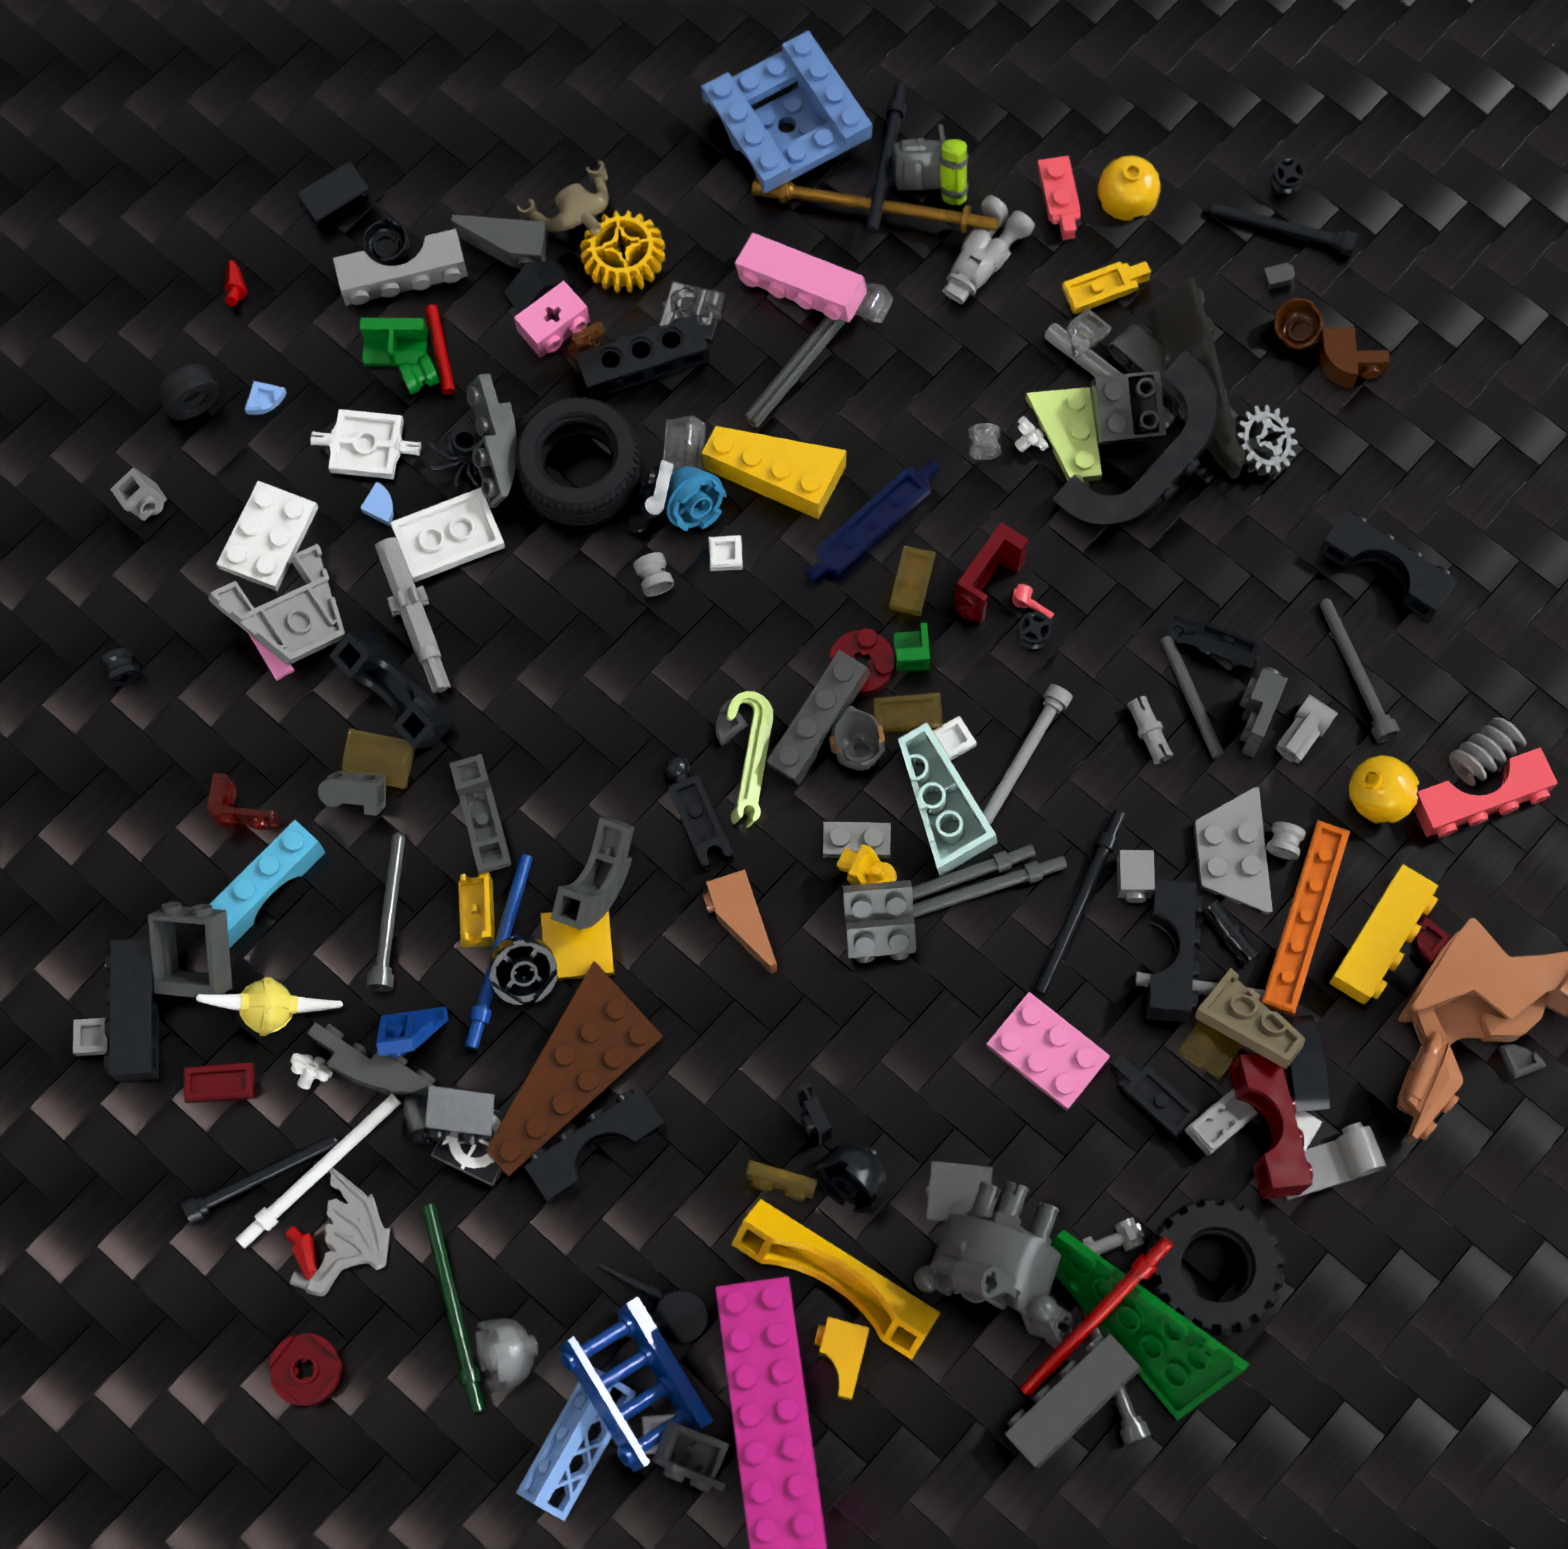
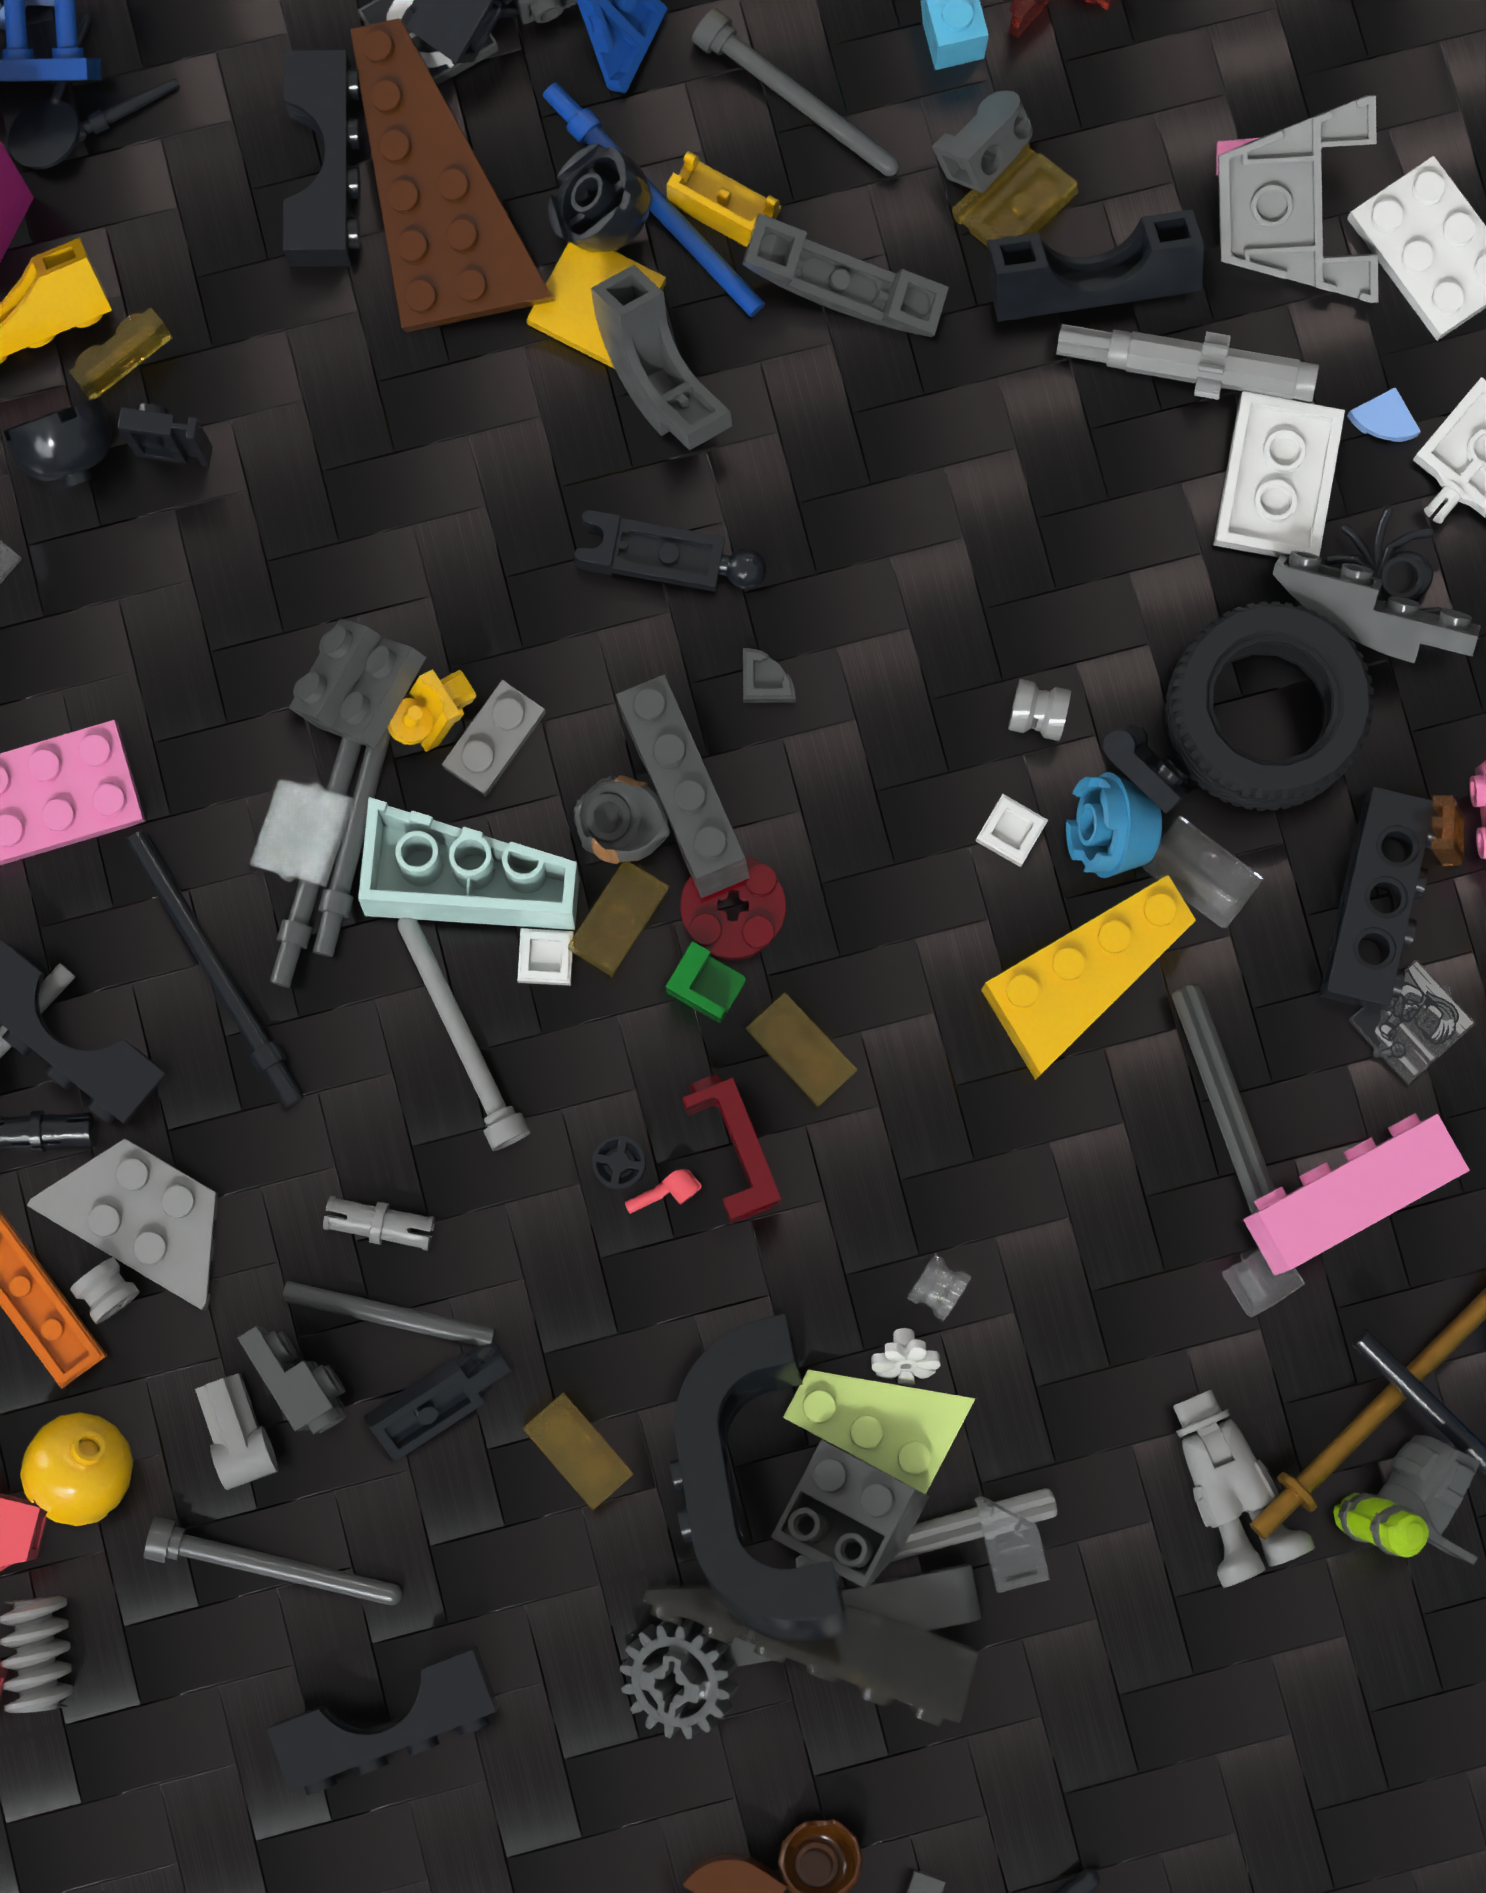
camera: 120 degrees right, 10 degrees up
(738, 913) = (491, 519): nougat slope -> none
(755, 754) = (697, 682): yellowish green piece -> none
(873, 520) = (924, 1055): clear blue plate -> none
(977, 902) = (302, 832): none -> clear piece
(1060, 194) = (1258, 1670): coral hinge -> none
(1104, 285) = (1068, 1627): yellow hinge -> none
(1129, 188) = (1200, 1776): yellow cylinder -> none
(1135, 875) = (194, 1059): light grey brick -> none
(1190, 562) = (578, 1451): none -> clear yellow plate

